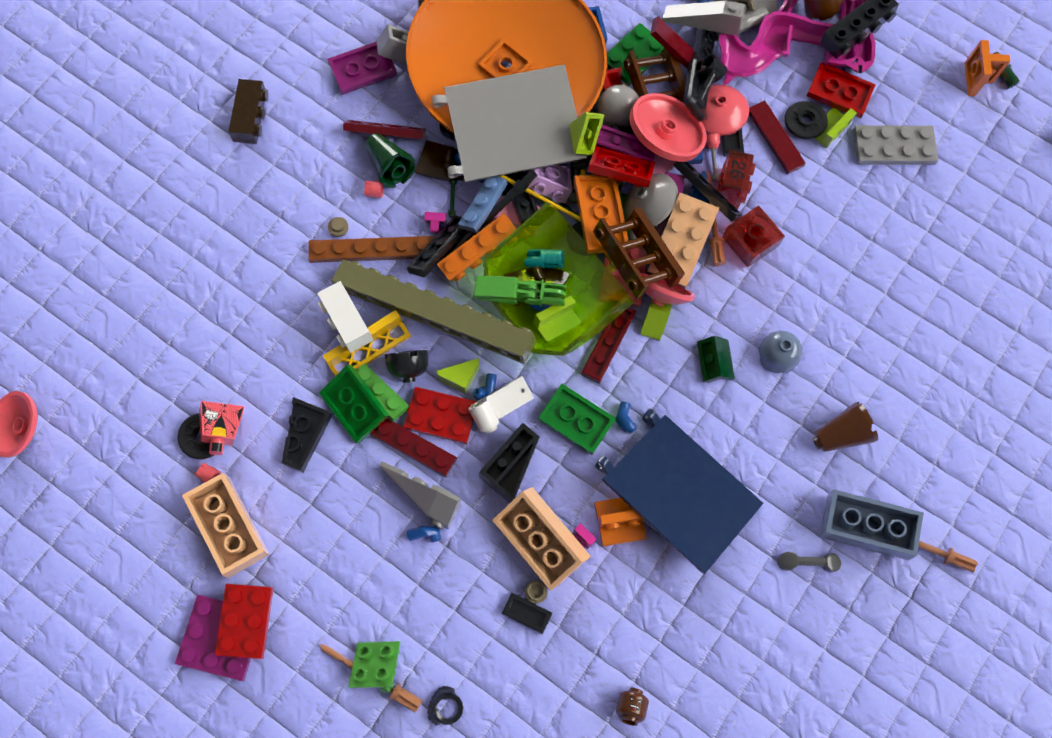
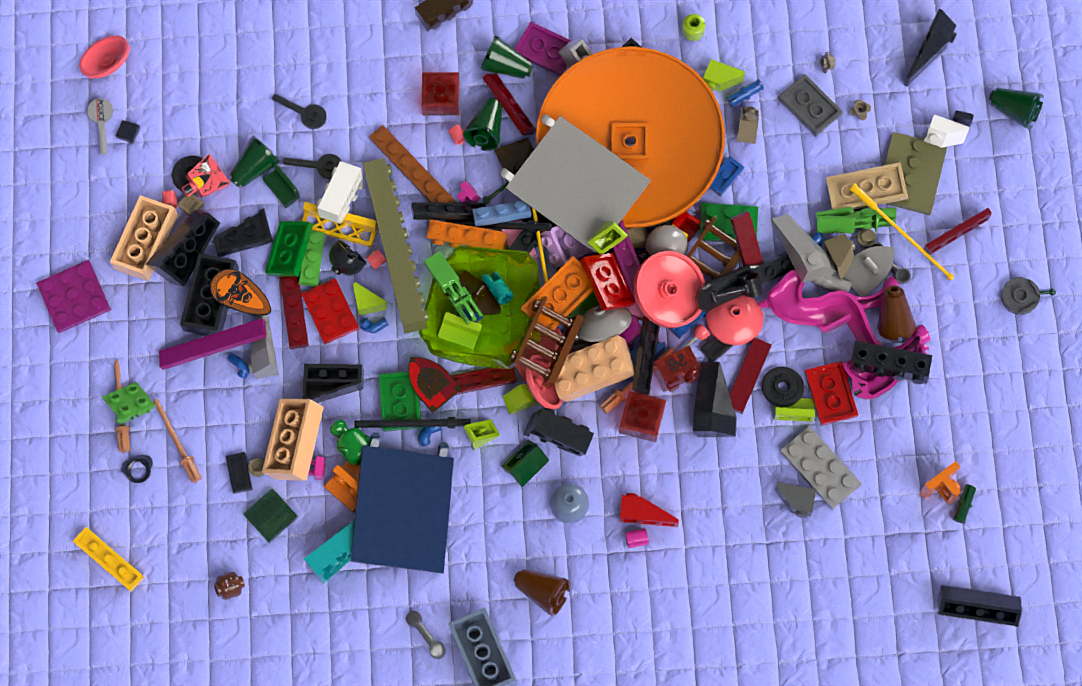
camera: 60 degrees right, 0 degrees up
(62, 470) = (100, 112): none -> light grey piece
(105, 461) = (128, 131): none -> black tile
(231, 459) = (190, 203): none -> dark tan plate
(243, 371) = (253, 162): none -> dark green cone
(244, 292) = (312, 116): none -> pearl dark grey piece
(244, 621) = (93, 300): red plate -> none
(270, 495) = (180, 252): none -> black wedge
(286, 365) = (281, 186): none -> dark green panel
(302, 314) = (324, 165): none -> pearl dark grey piece
(326, 171) = (440, 93): none -> clear red brick
(336, 508) = (201, 311): none -> black brick
(338, 226) = (409, 135): dark tan plate -> none
(343, 101) = (506, 60): none -> dark green cone
(361, 478) = (239, 293): none -> shield
(387, 541) = (212, 344): none -> magenta tile
(427, 339) = (376, 259): none -> coral hose
(481, 654) = (187, 462): none -> nougat piece
(500, 403) = (367, 341): white door -> none
(583, 379) = (431, 382): none -> shield
(585, 489) = (349, 441): none -> green piece
(591, 615) = (270, 515): none -> clear green tile
(633, 391) = (450, 422): none -> black bar
(661, 376) = (481, 433): none -> lime slope
(676, 582) = (332, 554): none -> teal wedge
(712, 310) = (559, 431): none -> black wedge
(786, 180) = (713, 405): none -> black wedge
(834, 299) = (641, 511): none -> red slope
(853, 322) = (637, 538): none -> dark pink piece
(913, 179) = (797, 498): none -> dark grey slope

